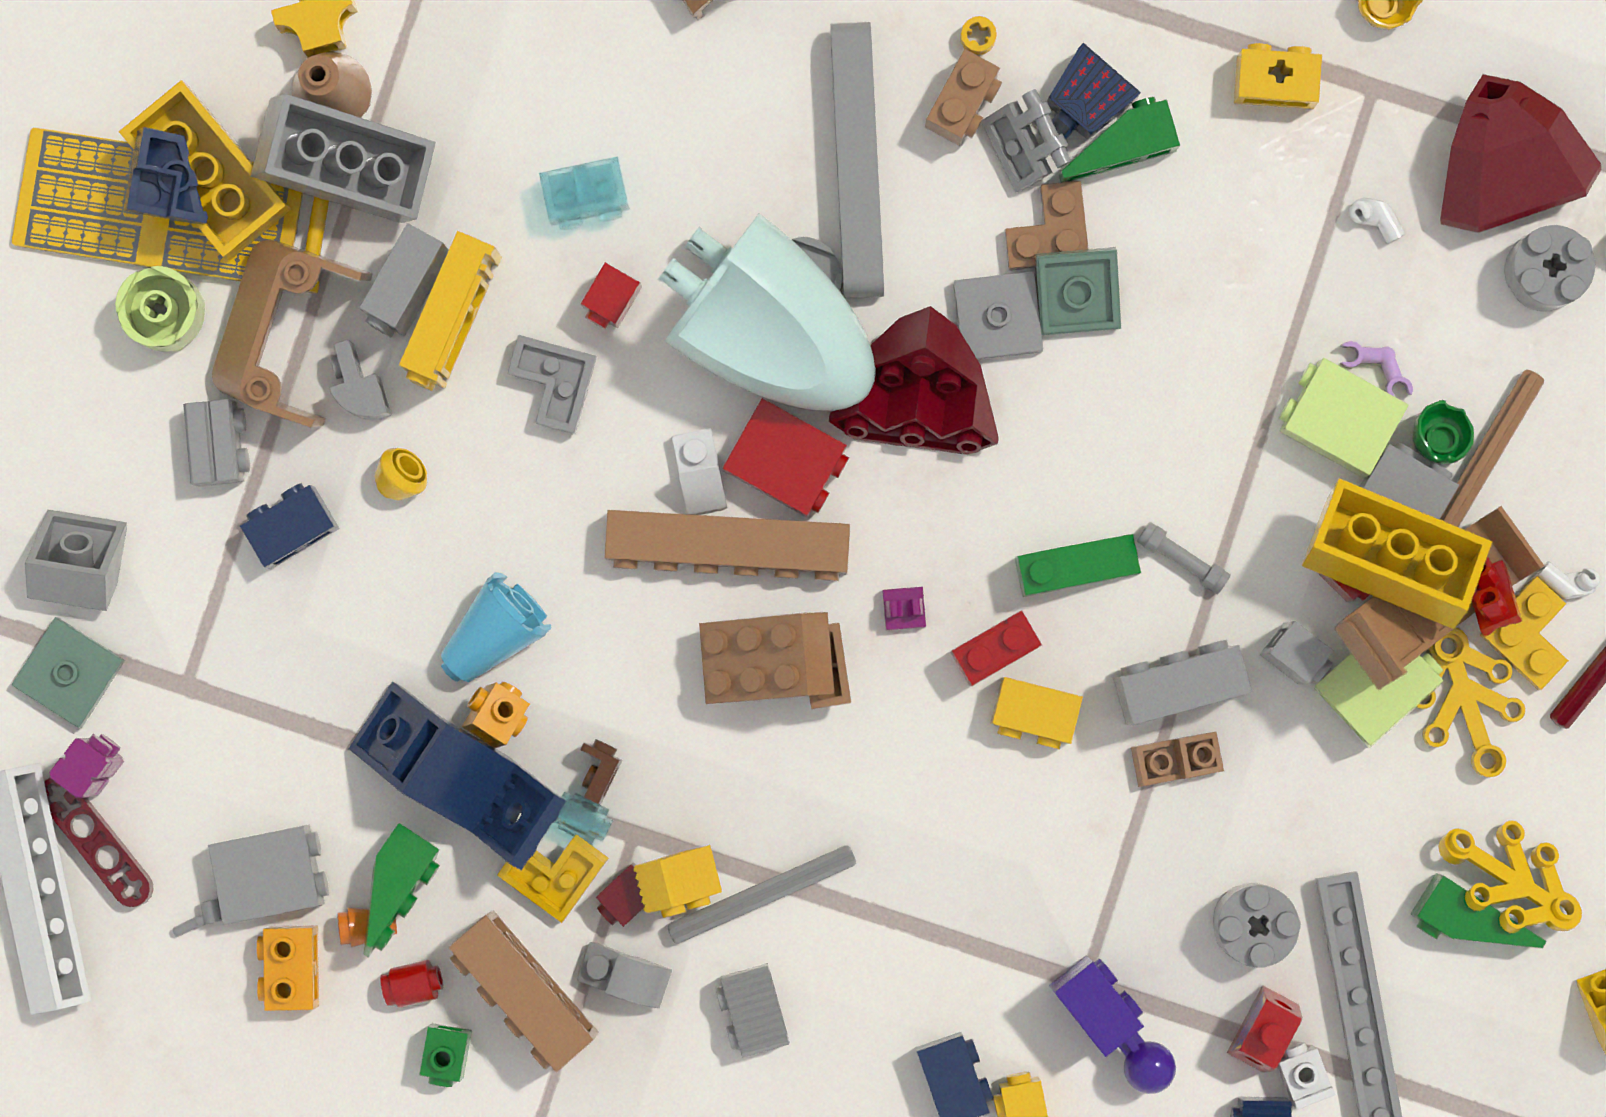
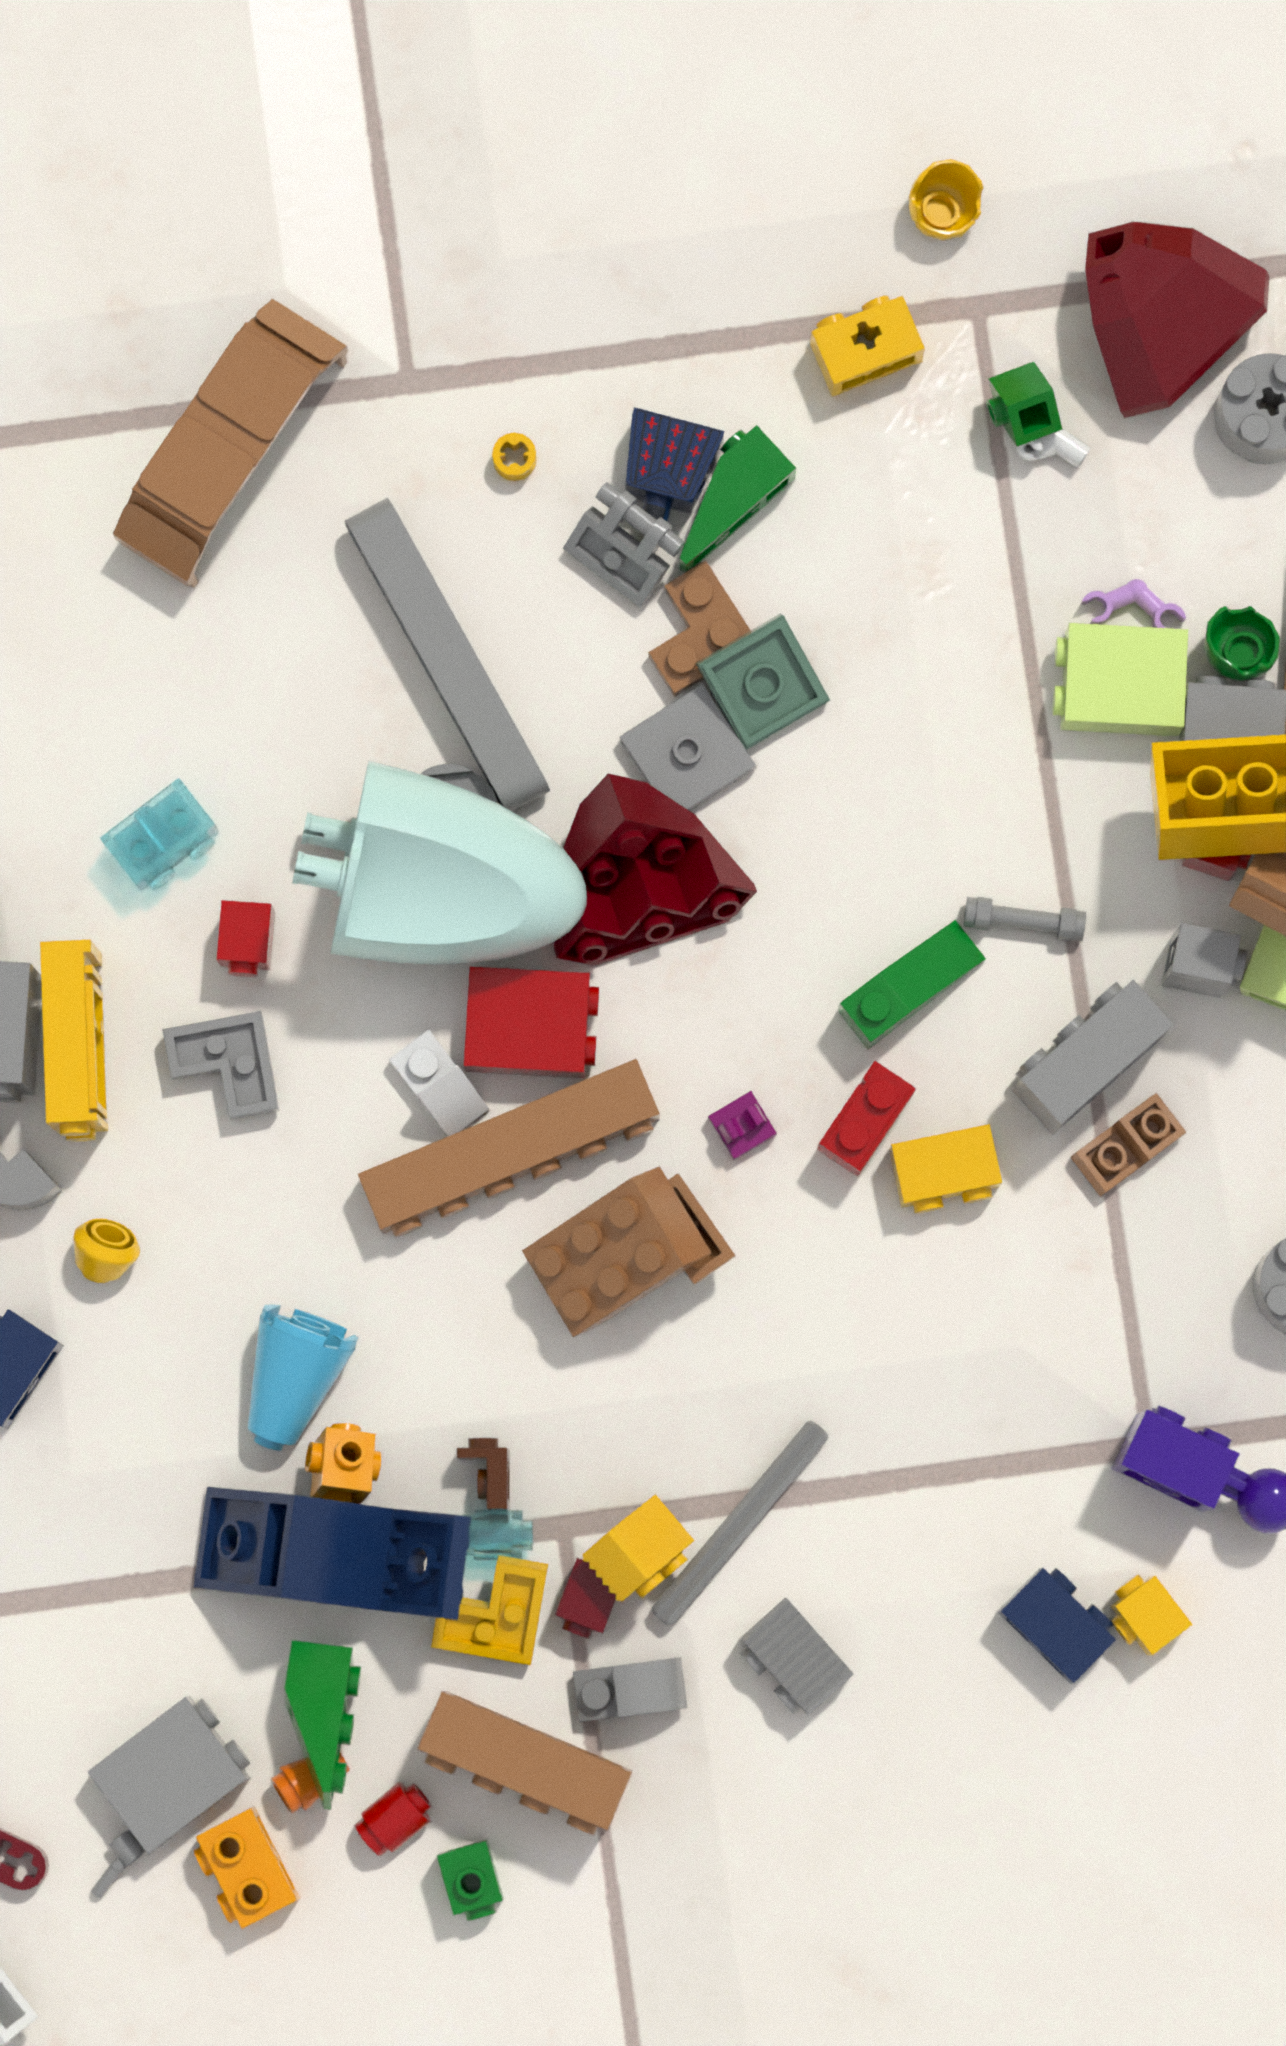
camera: 30 degrees left, 5 degrees down
(962, 97) = (530, 531): medium nougat brick -> none
(1371, 178) = (1023, 404): none -> green brick

